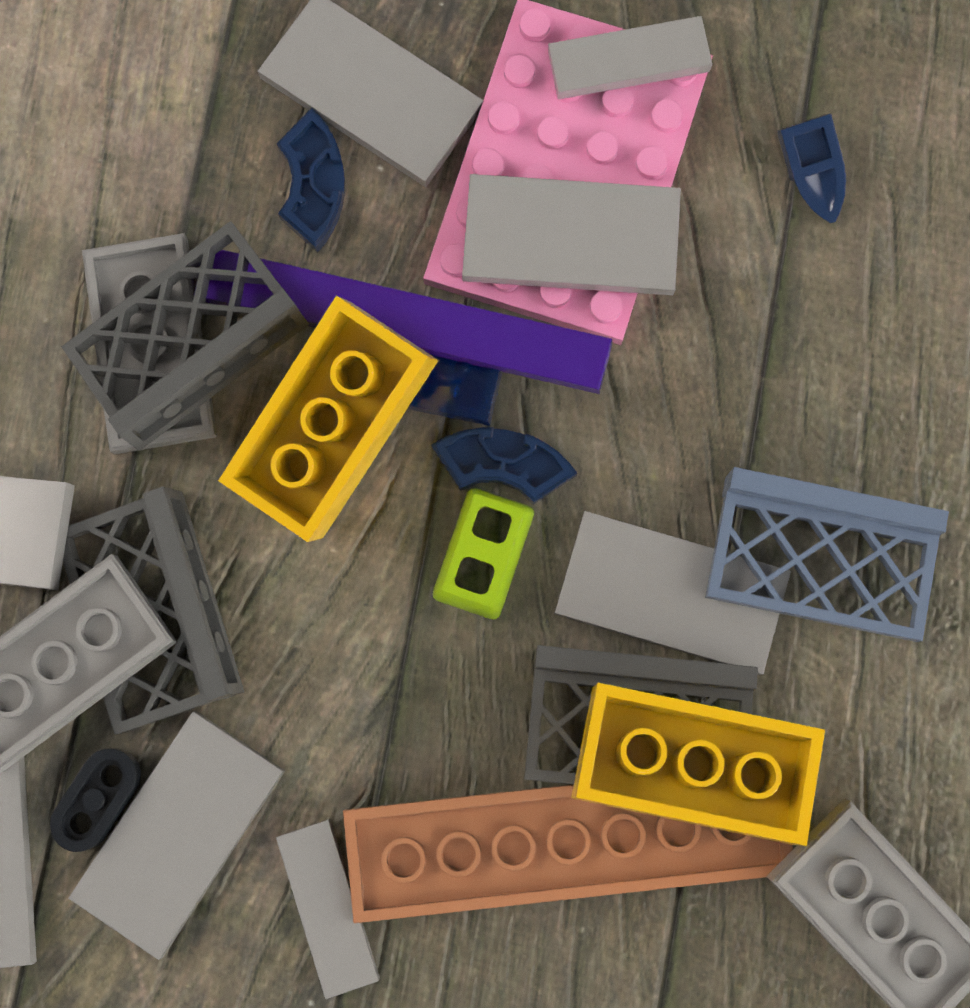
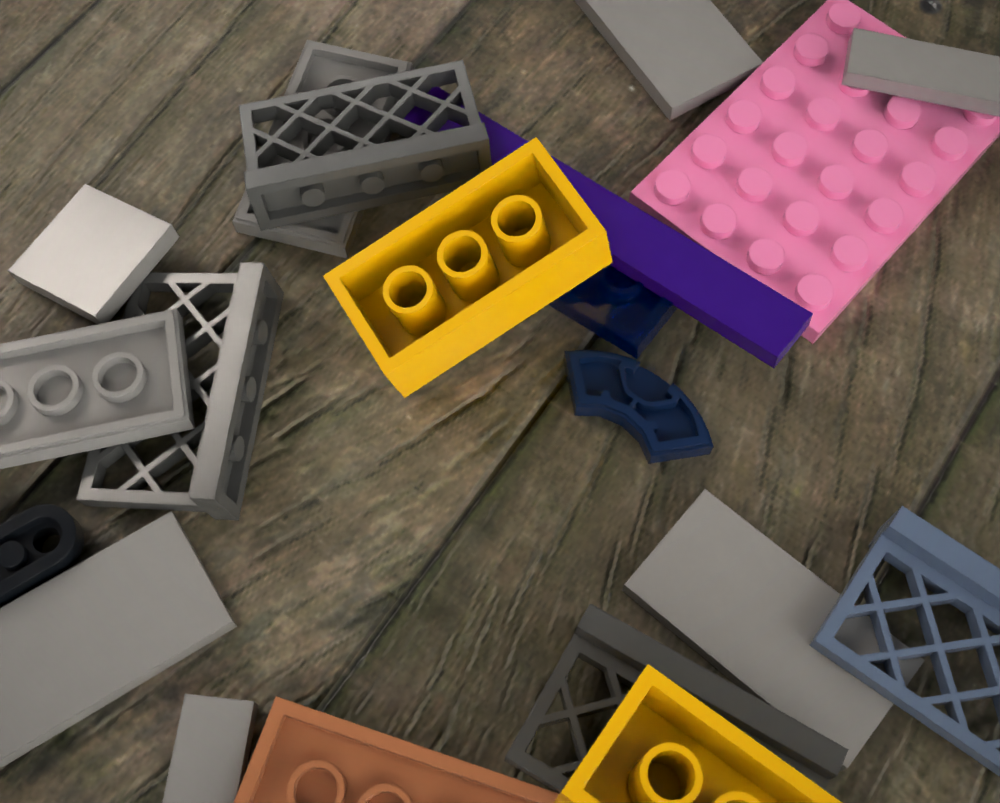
camera: 20 degrees right, 15 degrees down
(316, 182) = (562, 73): dark blue tile -> none
(501, 556) = (592, 497): lime piece -> none
(571, 234) = (808, 206): light grey tile -> none

